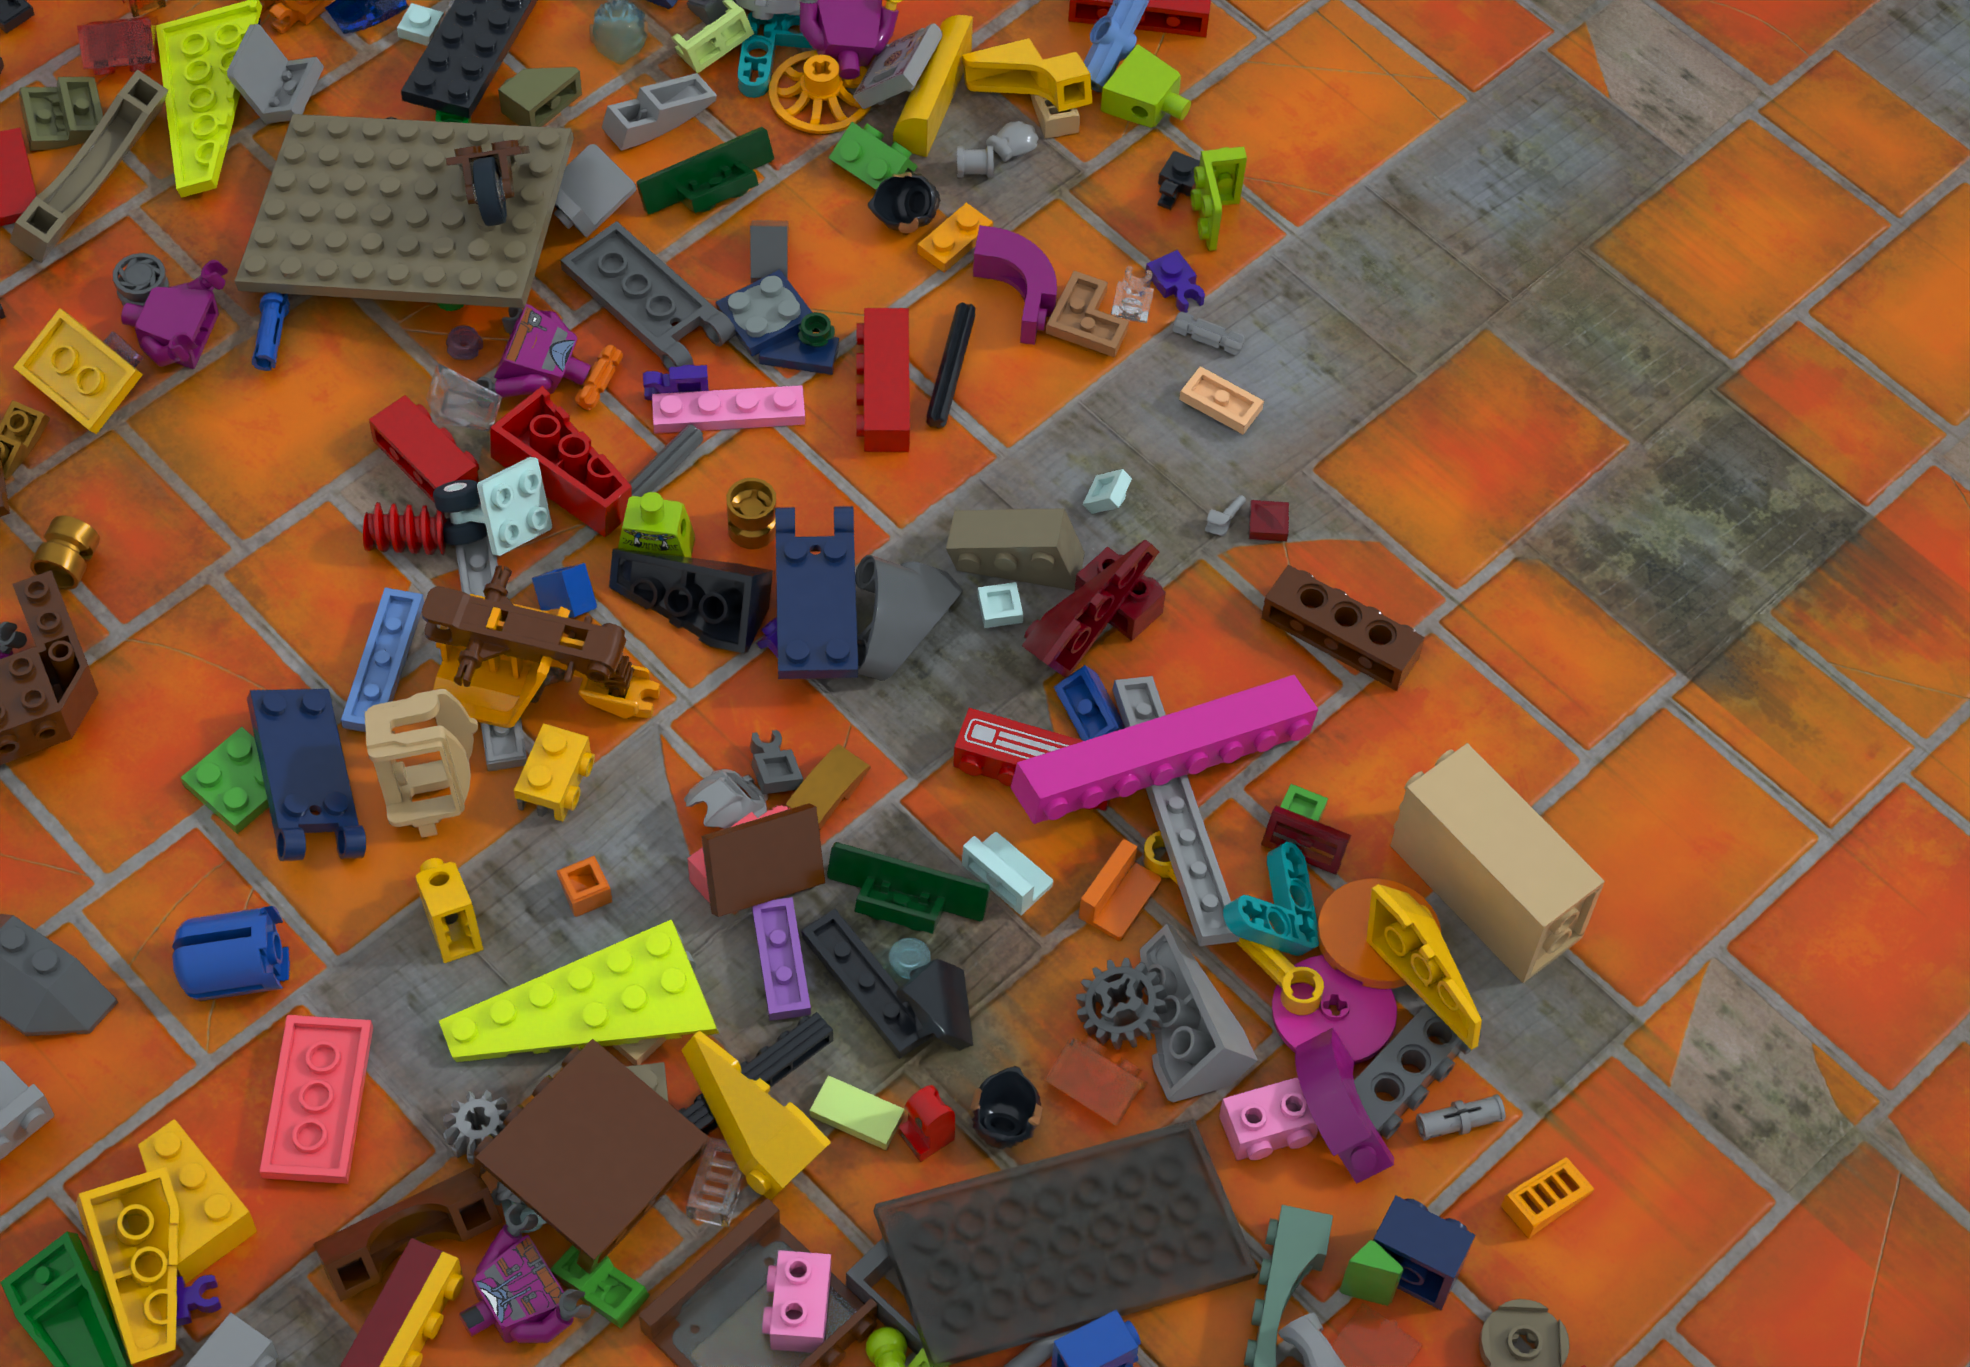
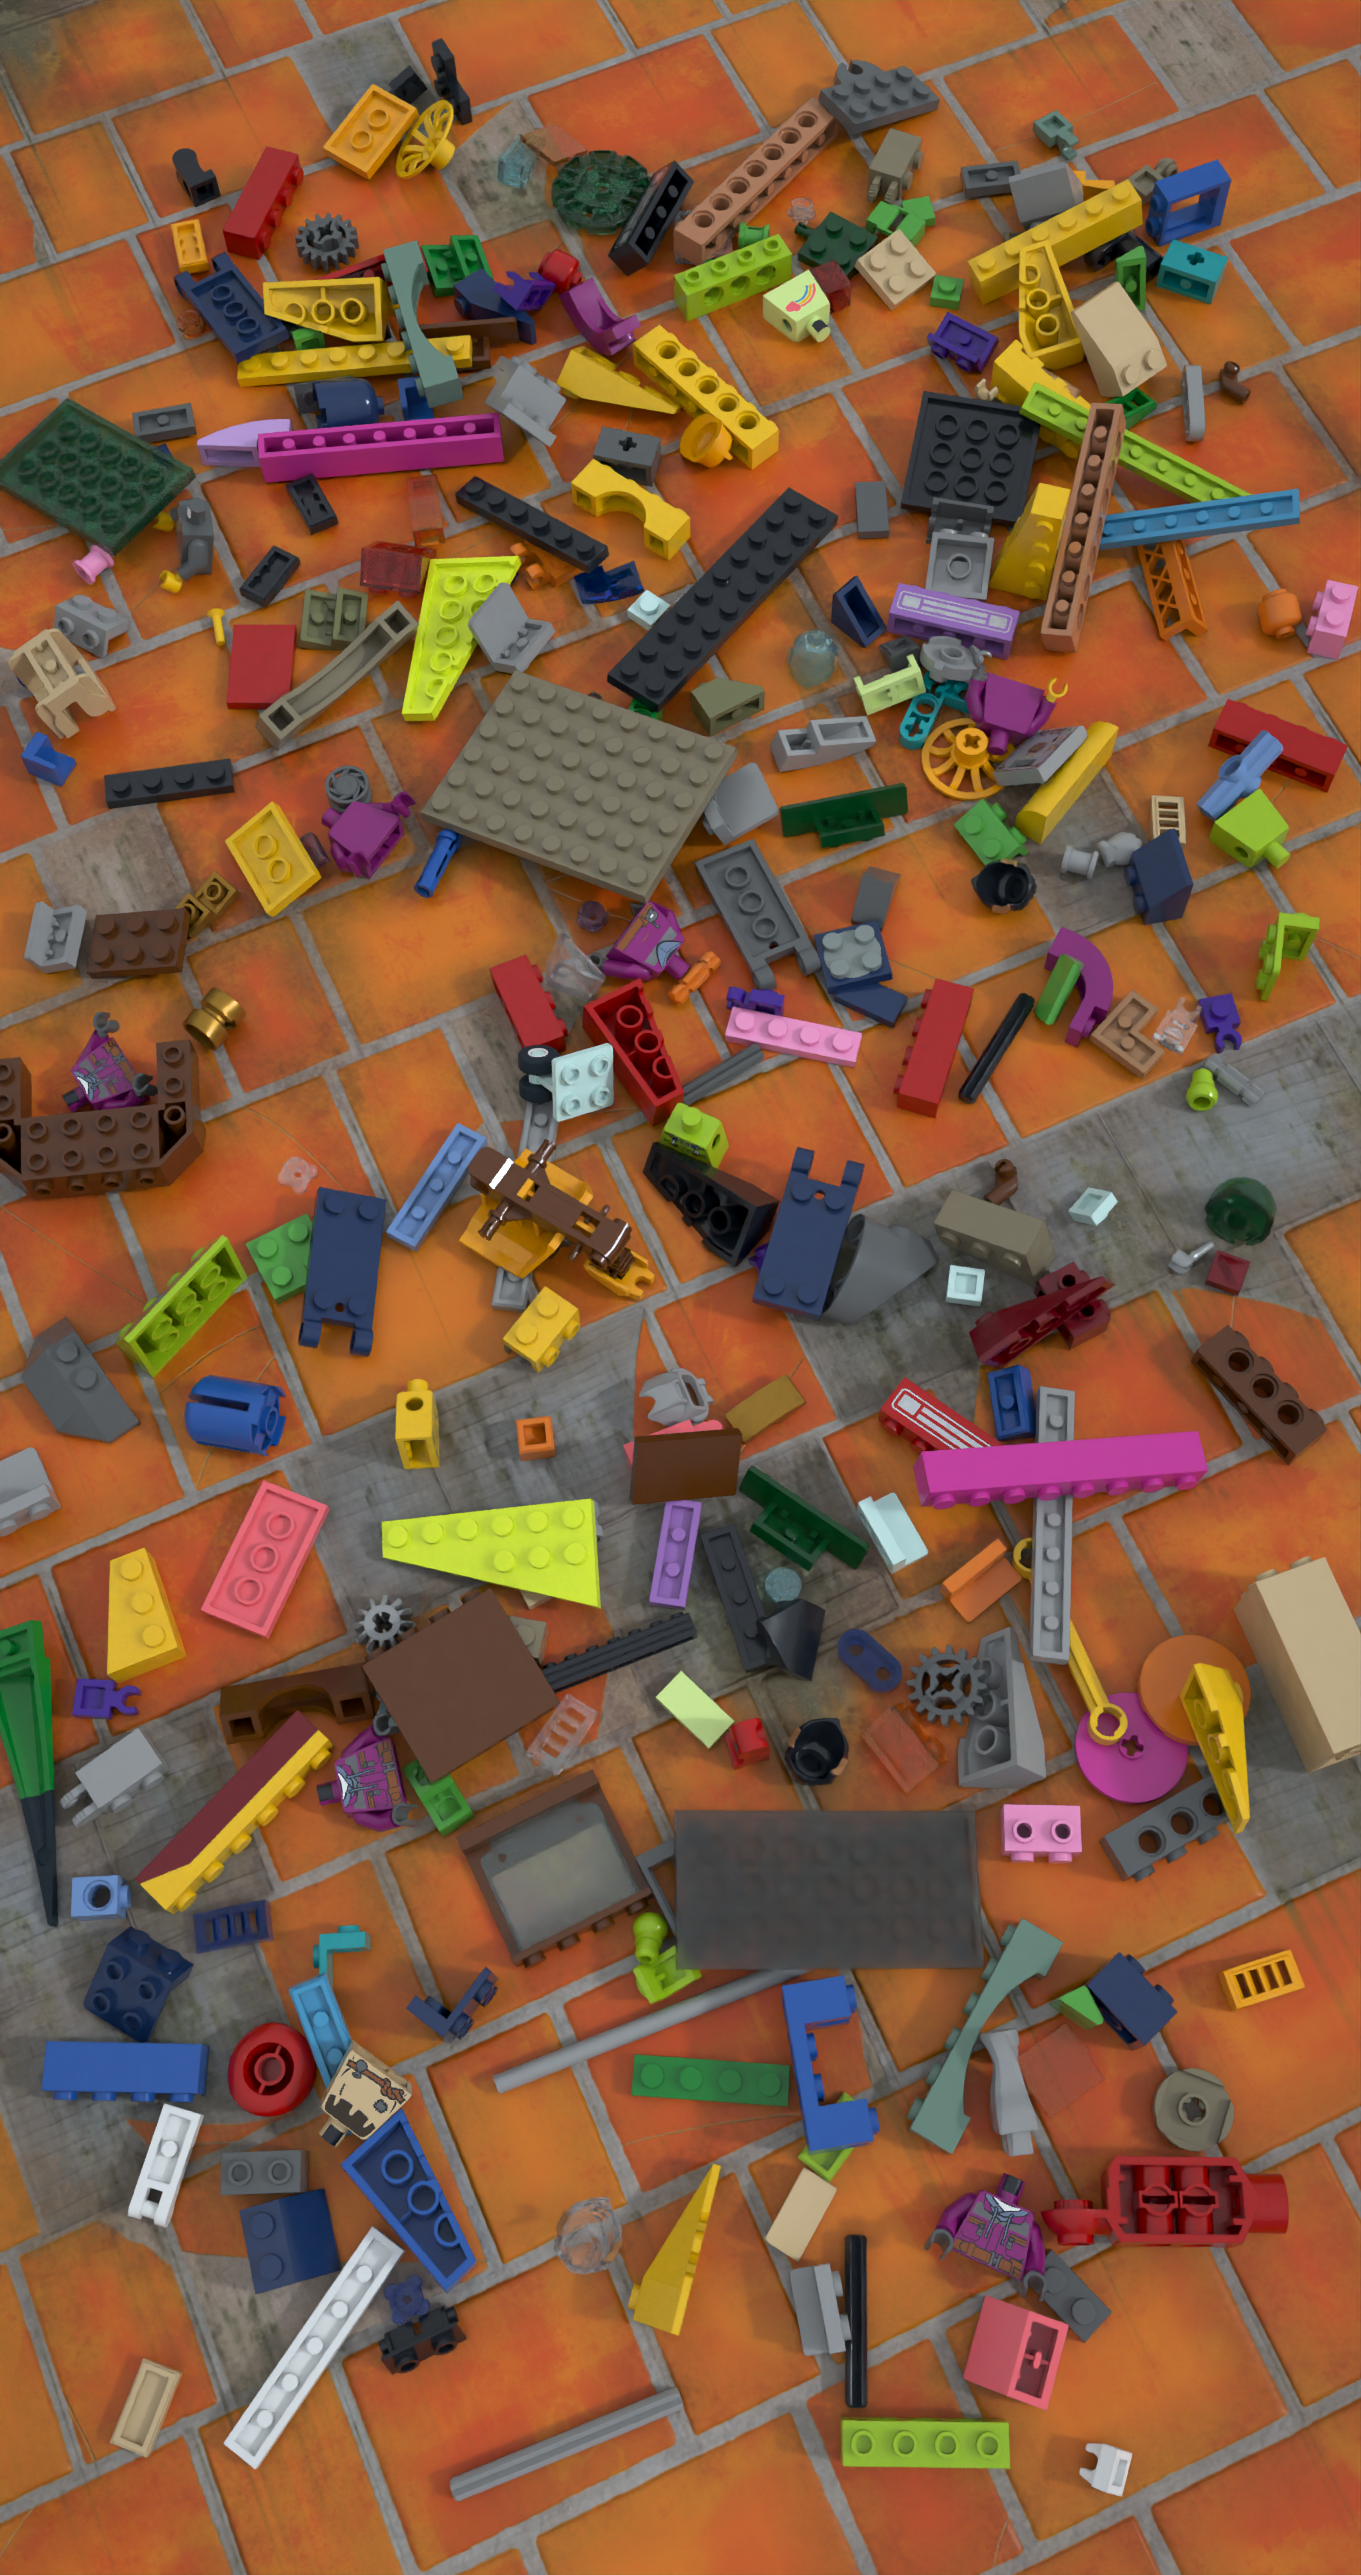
camera: 25 degrees right, 10 degrees up
(131, 857) = (183, 1306): none -> lime slope
(136, 1254) = (78, 1656): yellow wedge -> none
(216, 681) = (293, 1166): none -> clear plate
(399, 783) = (434, 1293): tan animal -> none
(404, 530) = (488, 1075): red piece -> none
(484, 179) = (644, 783): plate -> none
(565, 588) = (603, 1168): blue panel -> none
(751, 513) = (778, 1141): pearl gold wheel -> none
(763, 1136) = (607, 1721): yellow wedge -> none
(774, 768) = (725, 1379): dark grey plate -> none
(799, 1301) = (590, 1866): bright pink brick -> none
(816, 323) = (885, 979): dark green plate -> none
(953, 237) = (1038, 928): light orange plate -> none
(996, 287) = (1058, 988): none -> bright green slope
(1005, 489) = (1005, 1182): none -> reddish brown arm
(1021, 70) = (1146, 785): yellow arch -> none
(1031, 1003) = (873, 1658): none -> clear blue plate
(1066, 155) = (1159, 879): none -> dark blue slope
(1176, 178) = (1253, 923): black plate -> none
(1181, 353) = (1202, 1091): none -> lime piece
(1221, 400) = (1222, 1147): light nougat plate -> none
(1262, 454) = (1241, 1211): none -> clear green cylinder
(1292, 922) = (1131, 1601): teal beam -> none
(1304, 802) = (1164, 1555): bright green plate -> none
(1311, 835) = (1160, 1580): dark red tile -> none
(1332, 1098) = (1097, 1845): magenta arch -> none
(1460, 1117) = (1233, 1884): light grey pin -> none

